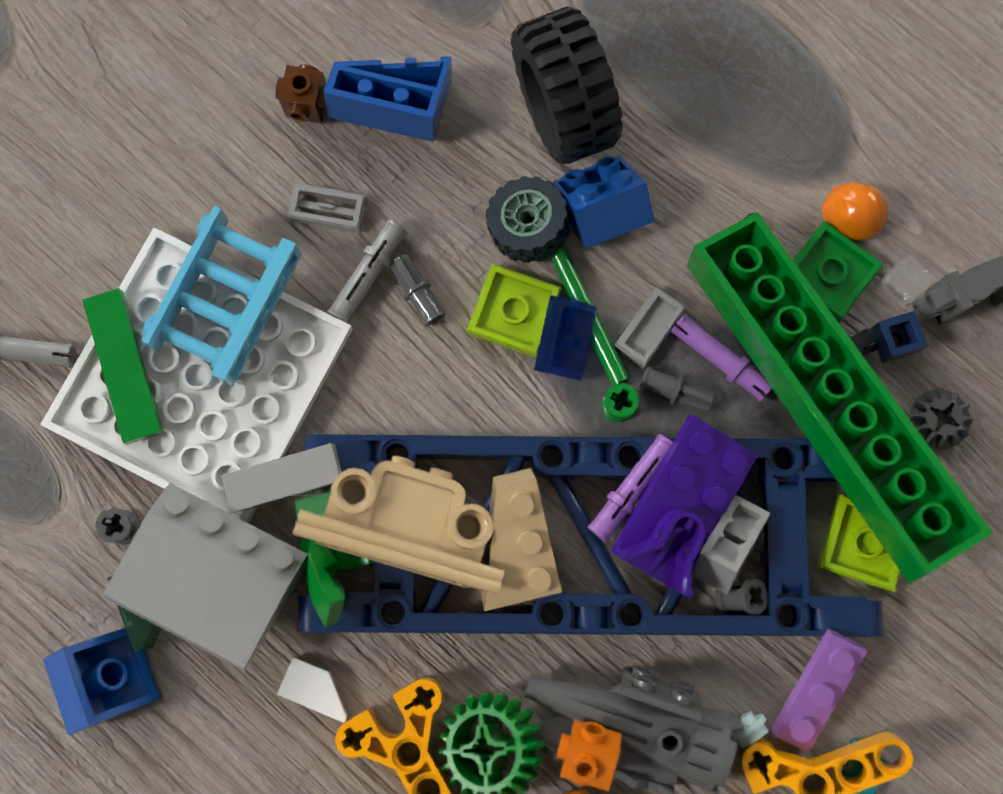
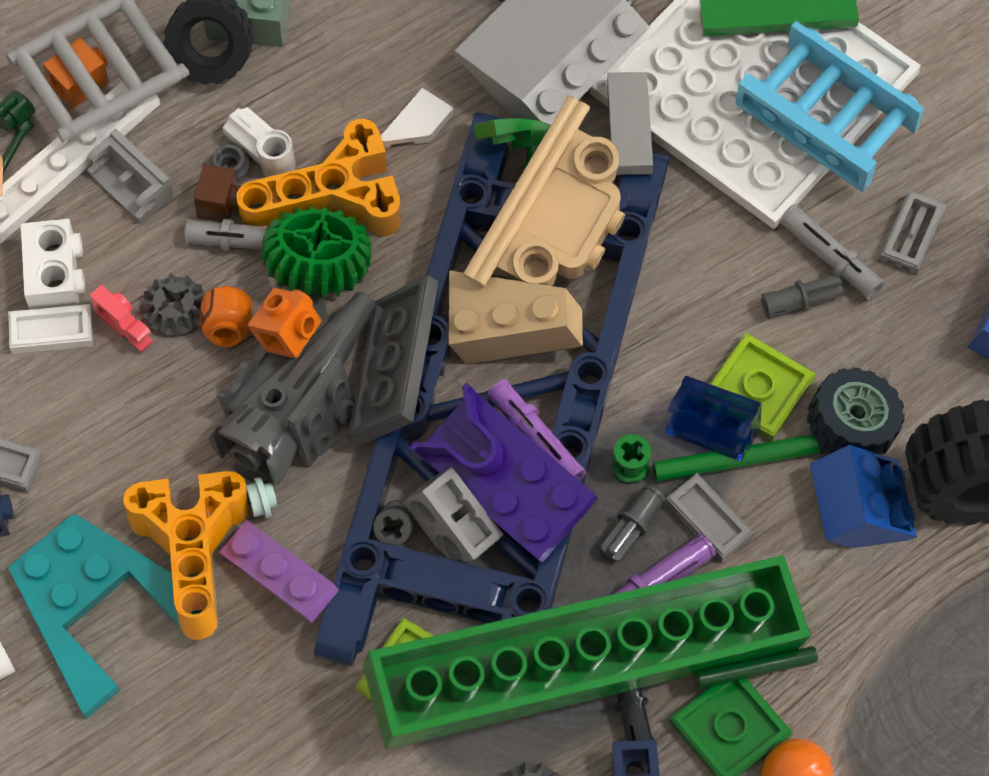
camera: 105 degrees right, 15 degrees down
(591, 639) = (393, 361): none -> dark grey tile

